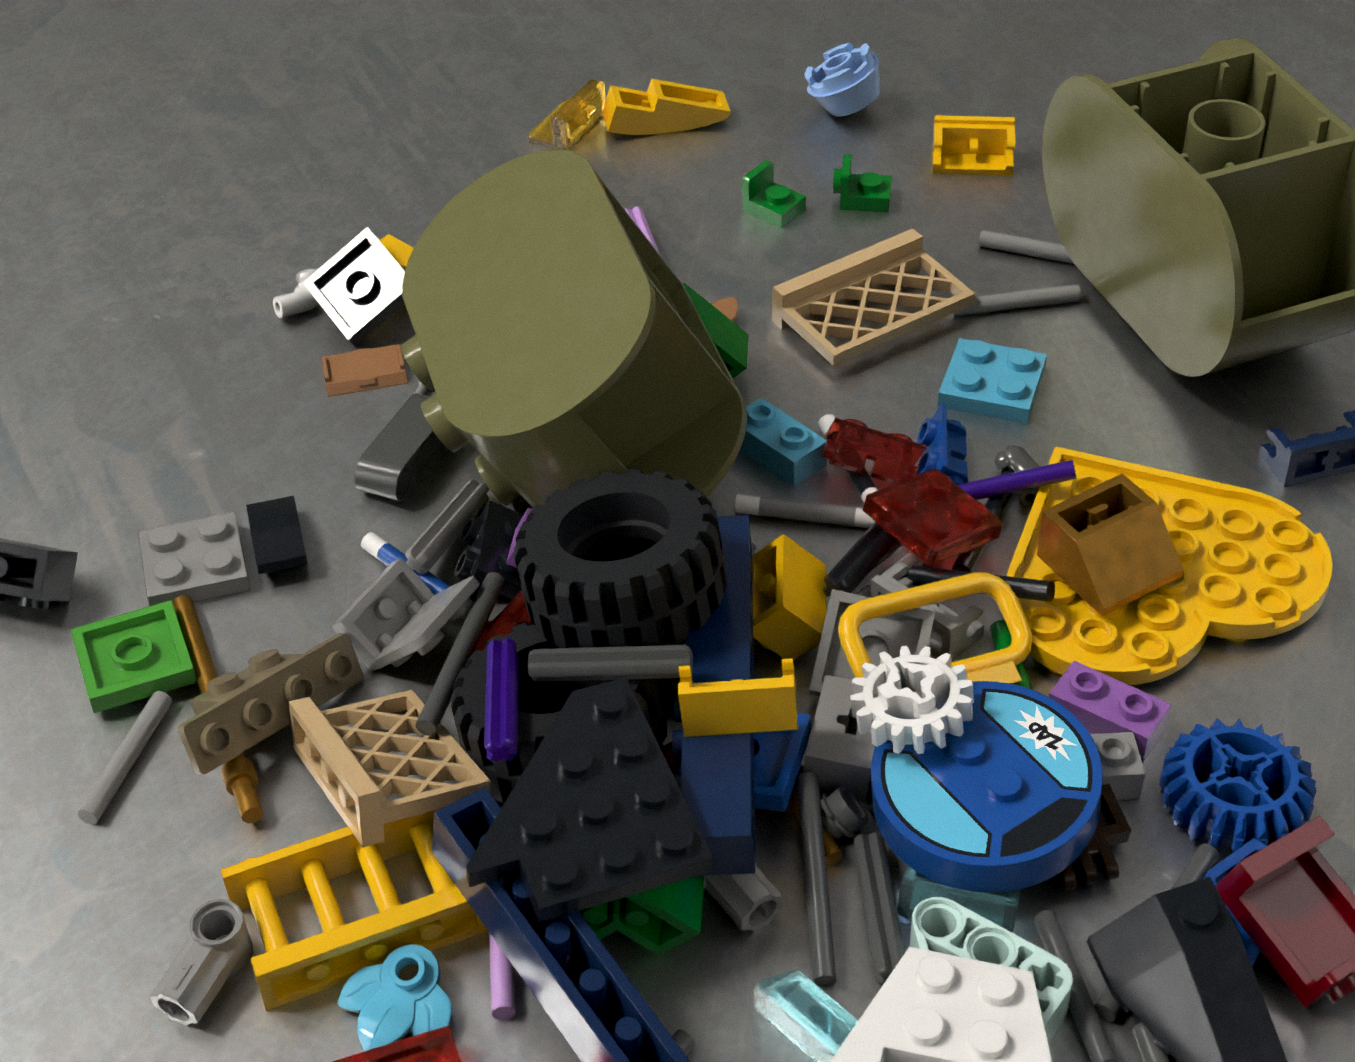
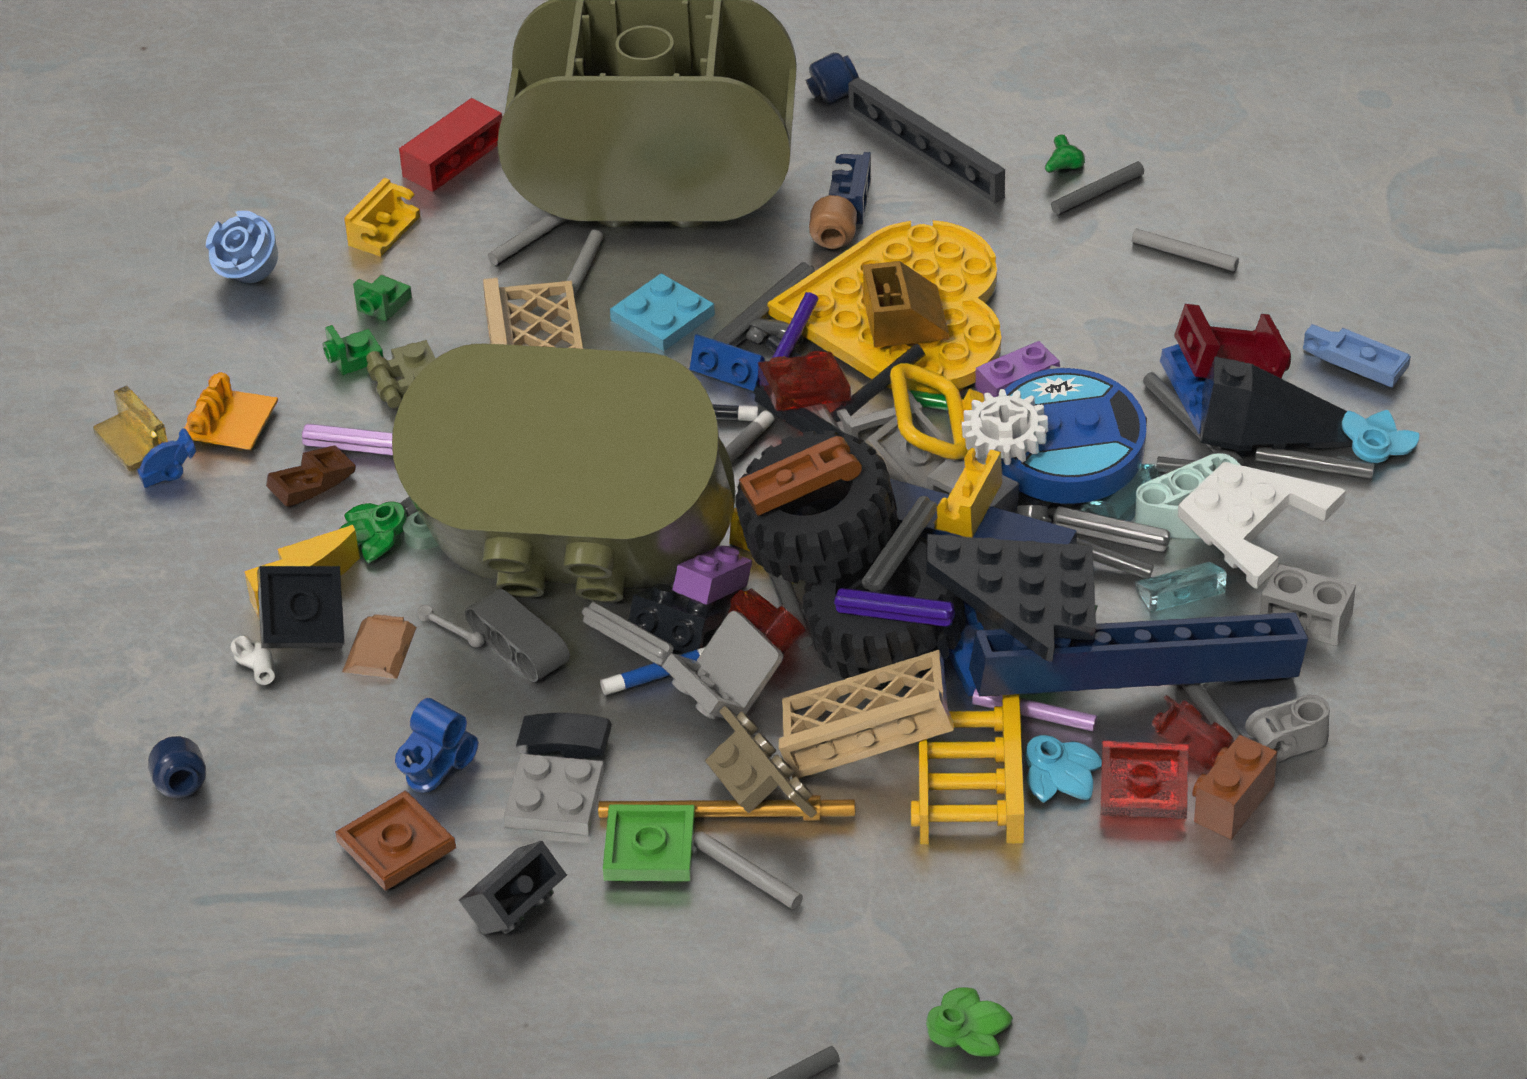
camera: 65 degrees left, 0 degrees up
(80, 469) = (395, 840): none -> dark orange plate
(125, 296) = (177, 767): none -> dark blue head
(204, 962) = (974, 848): light grey piece -> none
(206, 441) = (435, 744): none -> blue piece
(460, 652) = (800, 649): dark grey bar -> none
(534, 139) = (166, 460): none -> blue piece
(604, 505) = (800, 474): none -> dark orange plate
(628, 162) = (228, 415): none -> light orange hinge
(663, 108) = (173, 370): yellow slope -> none
(771, 251) = (405, 362): none -> olive plate
(852, 442) = (722, 384): clear red hinge -> none
(990, 442) = (737, 329): none -> dark grey axle
(1238, 450) = (833, 222): none -> medium nougat head
(1240, 773) = (1115, 341): blue gear -> none

